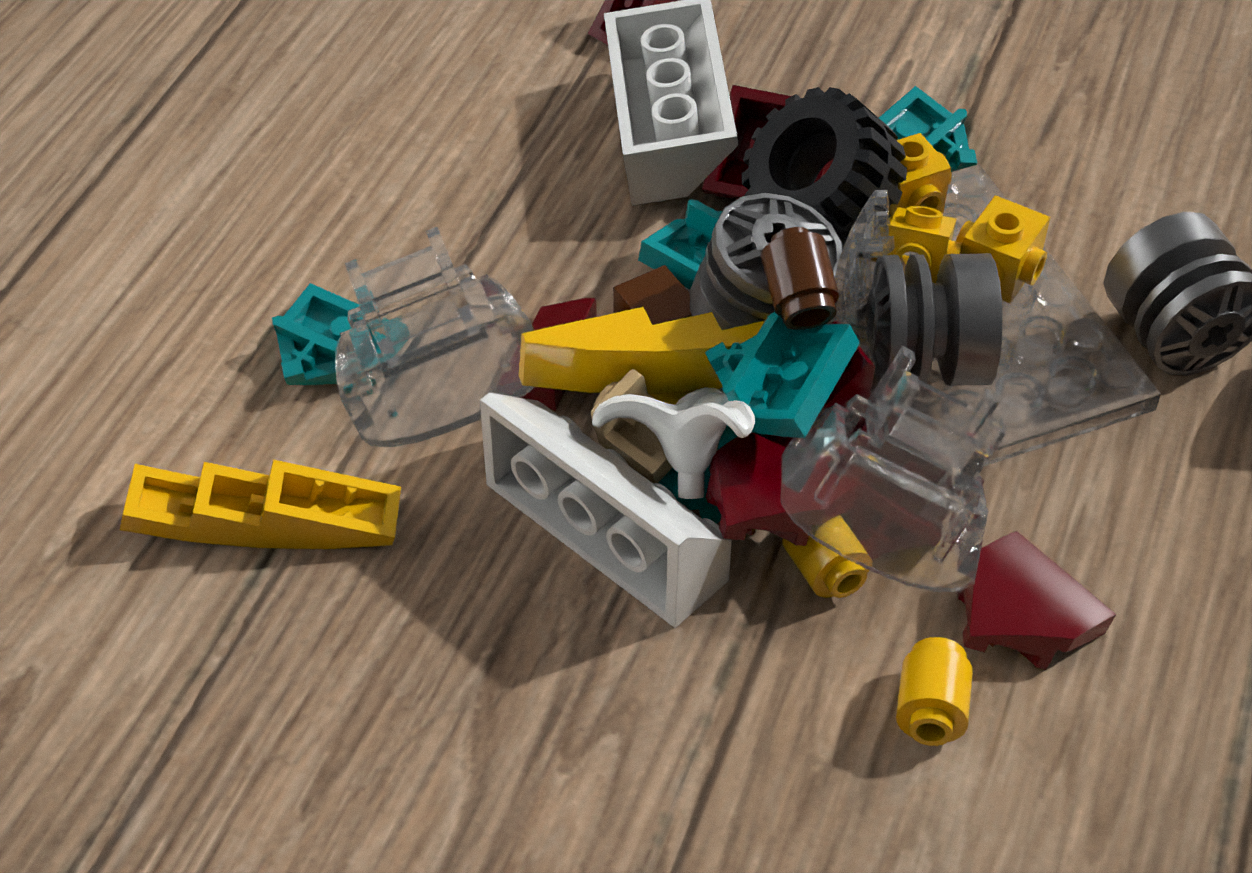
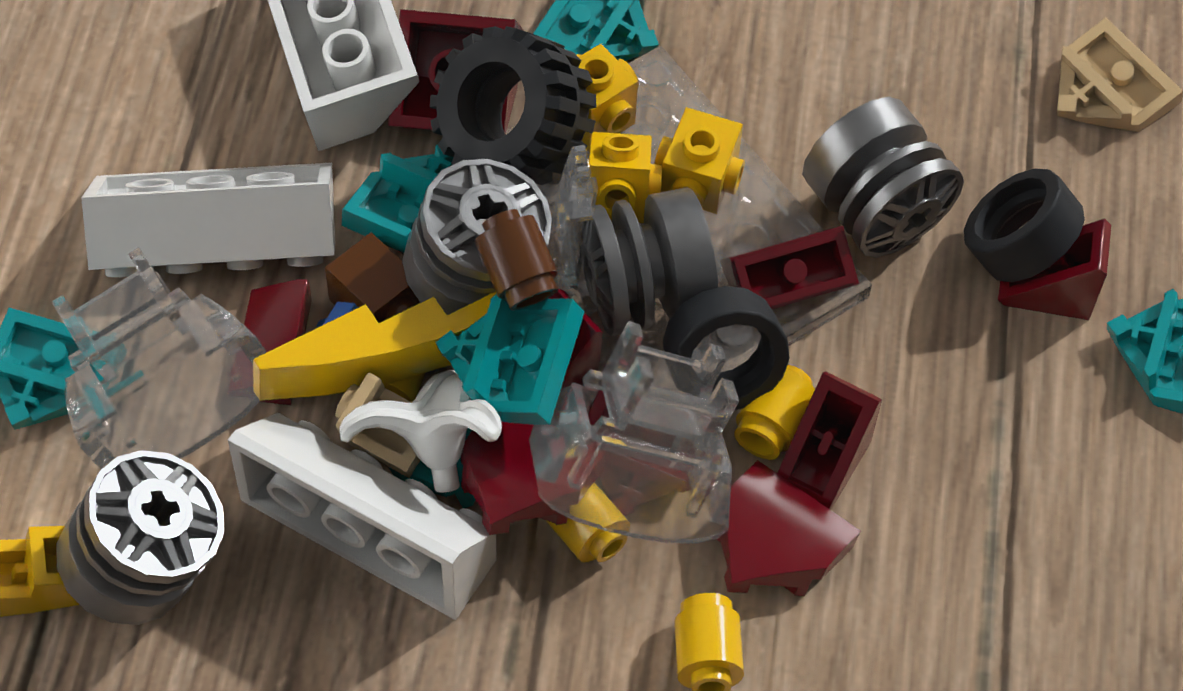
camera: 15 degrees left, 10 degrees up
(375, 482) = (139, 537): none -> flat silver wheel
(522, 237) = (210, 218): none -> white slope
(1042, 488) = (772, 419): none -> yellow brick
(1049, 424) = (725, 308): none -> black tyre
(1078, 361) = (794, 268): none -> dark red slope
(1099, 518) = (830, 438): none -> dark red slope

